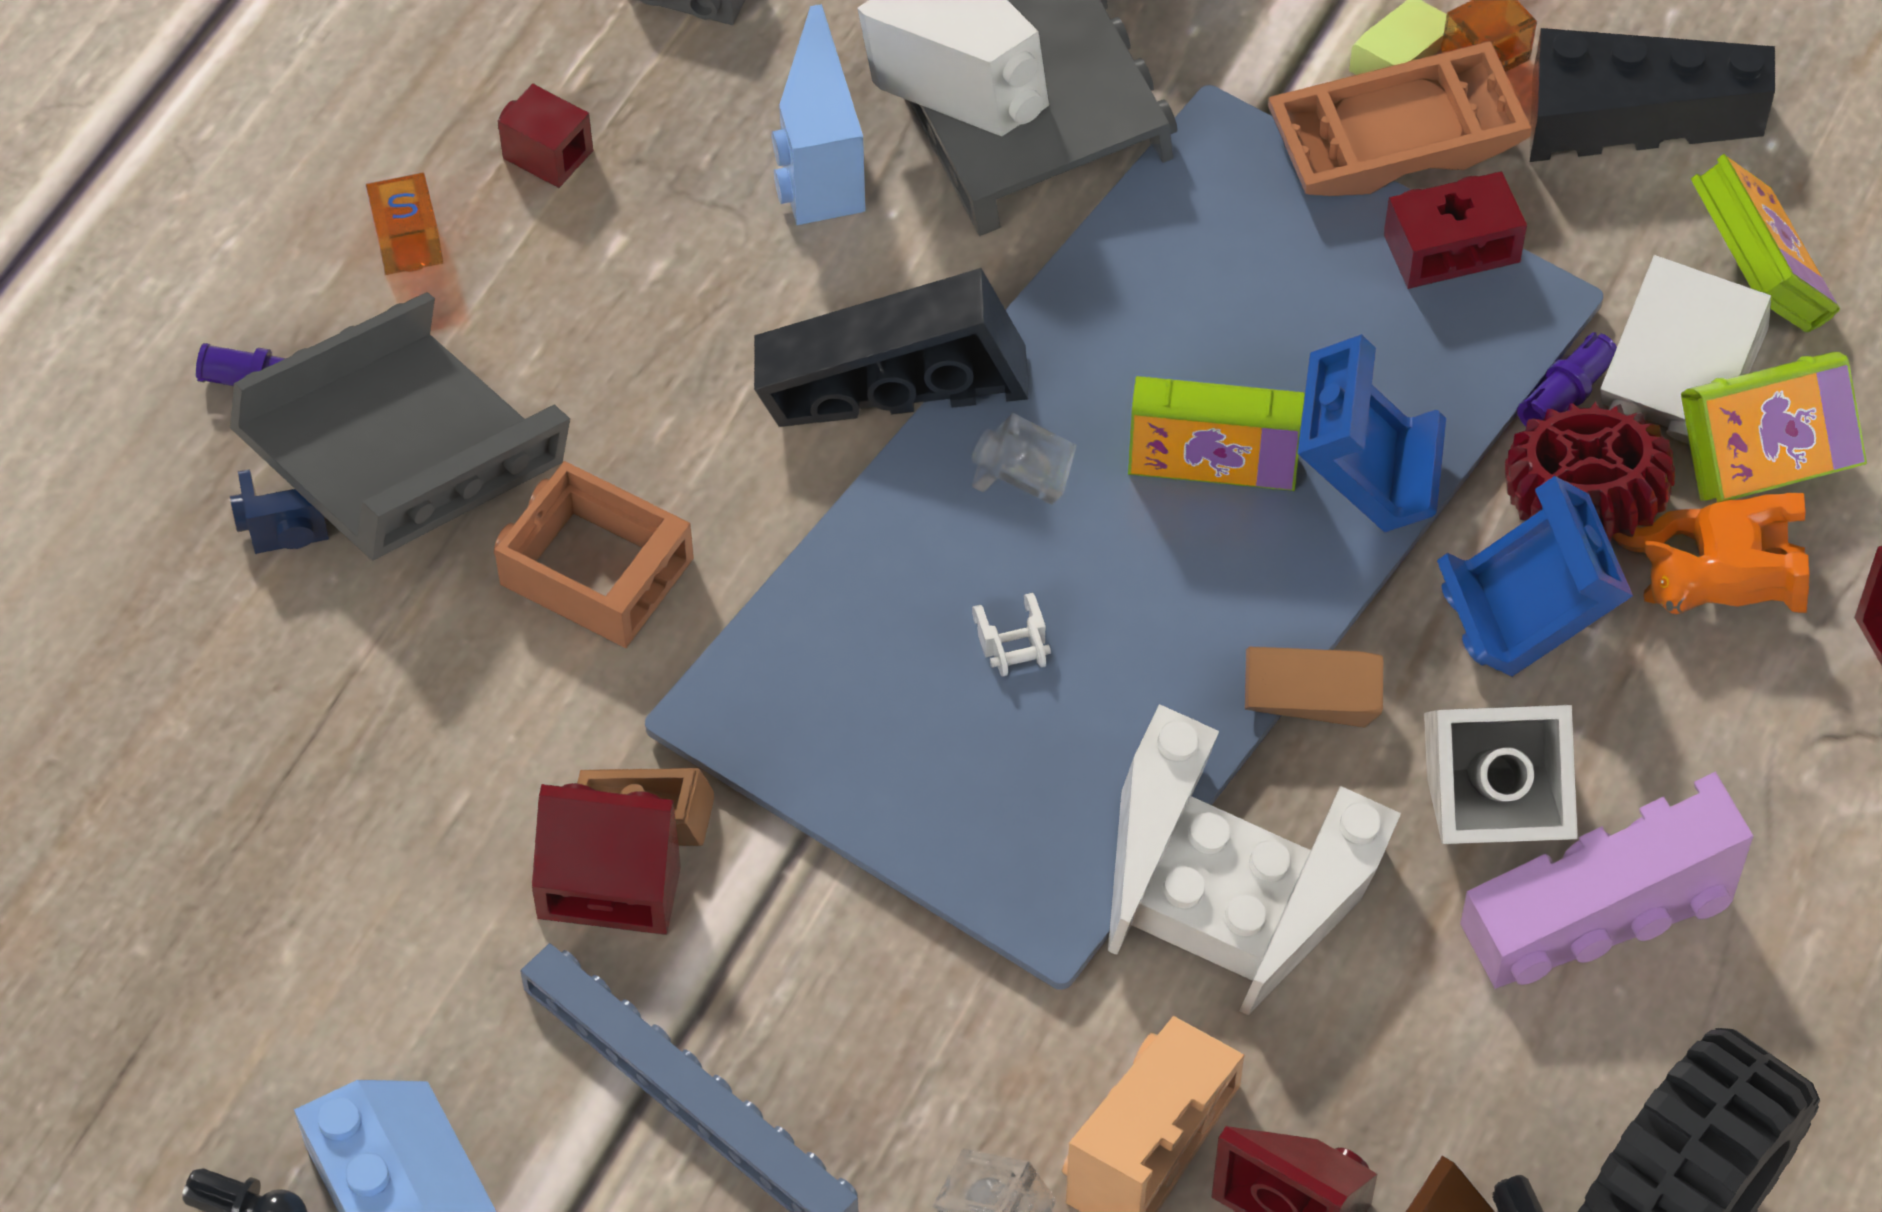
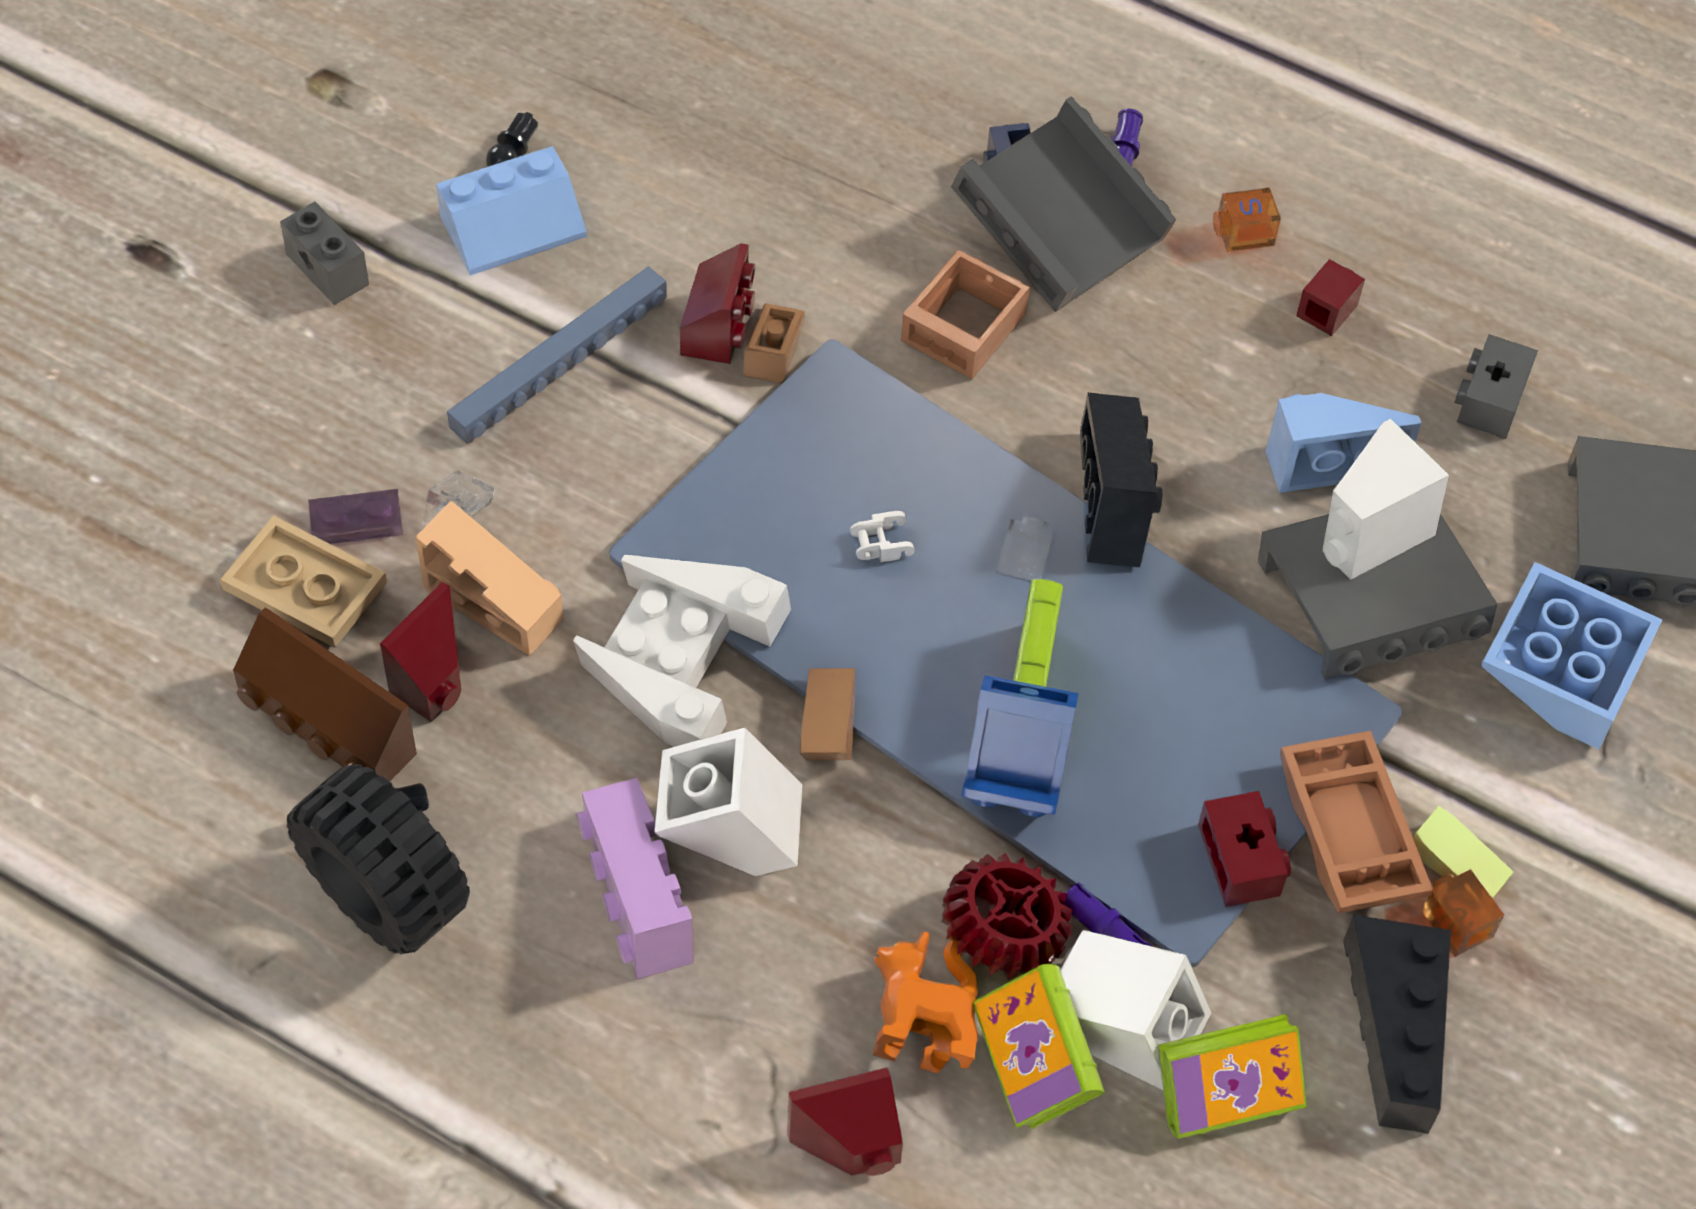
camera: 90 degrees right, 0 degrees up
(1536, 582) = (898, 852): blue panel -> none

